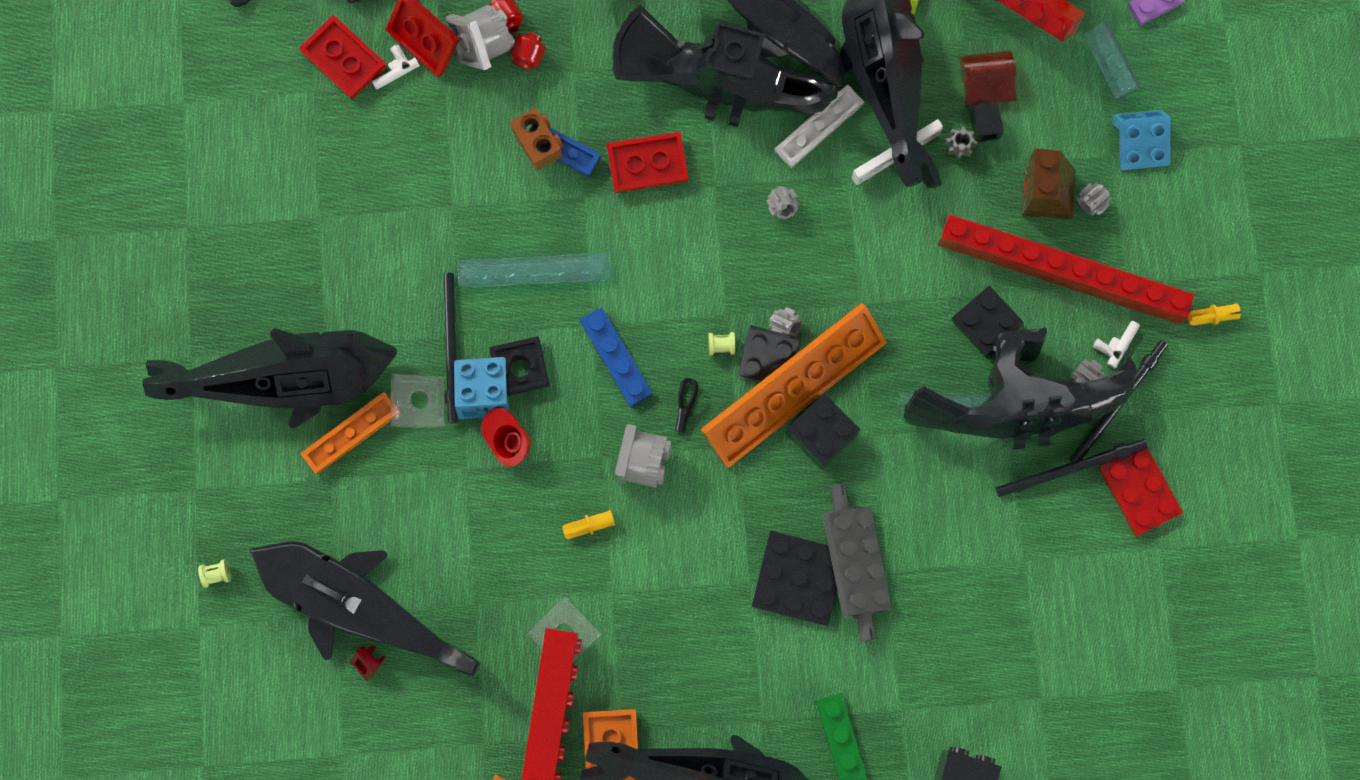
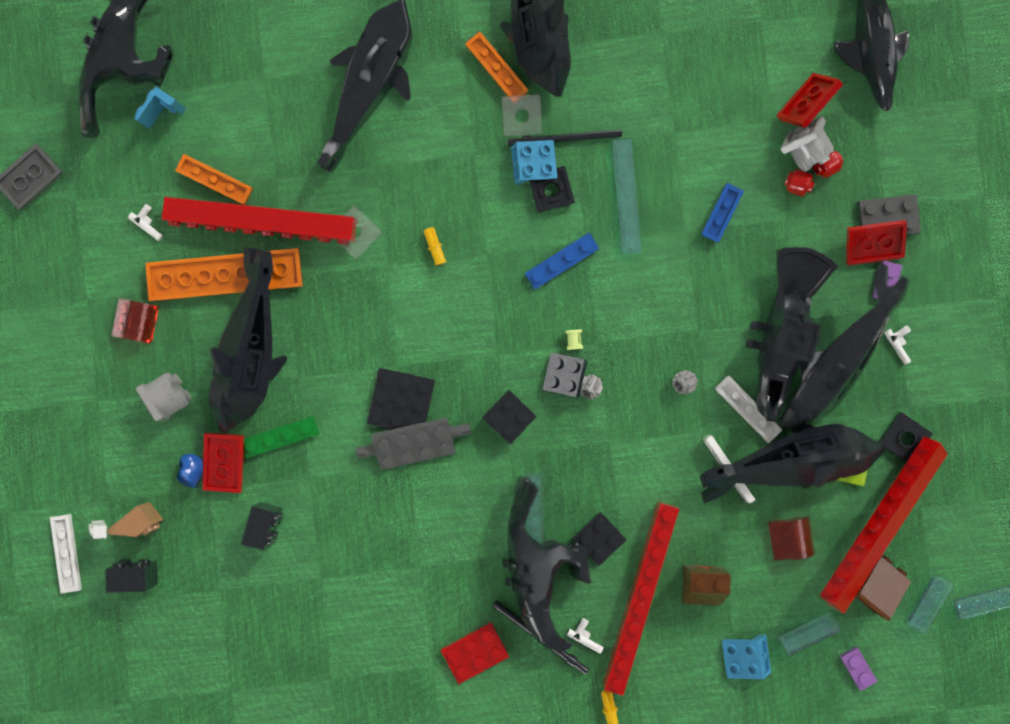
camera: 80 degrees right, 10 degrees up
(342, 57) = (789, 41): red plate -> none
(366, 663) = (328, 90): dark red tile -> none
(396, 68) = (782, 83): white hose -> none
(505, 437) = (496, 182): red piece -> none
(533, 140) = (725, 189): dark orange brick -> none
(642, 458) = (483, 283): light grey piece -> none
(647, 162) = (713, 278): red plate -> none
(684, 412) = (521, 313): black piece -> none
(794, 385) = (543, 394): orange plate -> none
(961, 149) = (732, 516): light grey gear -> none
(986, 122) = (755, 537): black brick -> none
(1088, 371) = (560, 614): light grey gear -> none
(1094, 199) = (696, 619): light grey gear -> none
(1118, 452) = (501, 637): black bar -> none

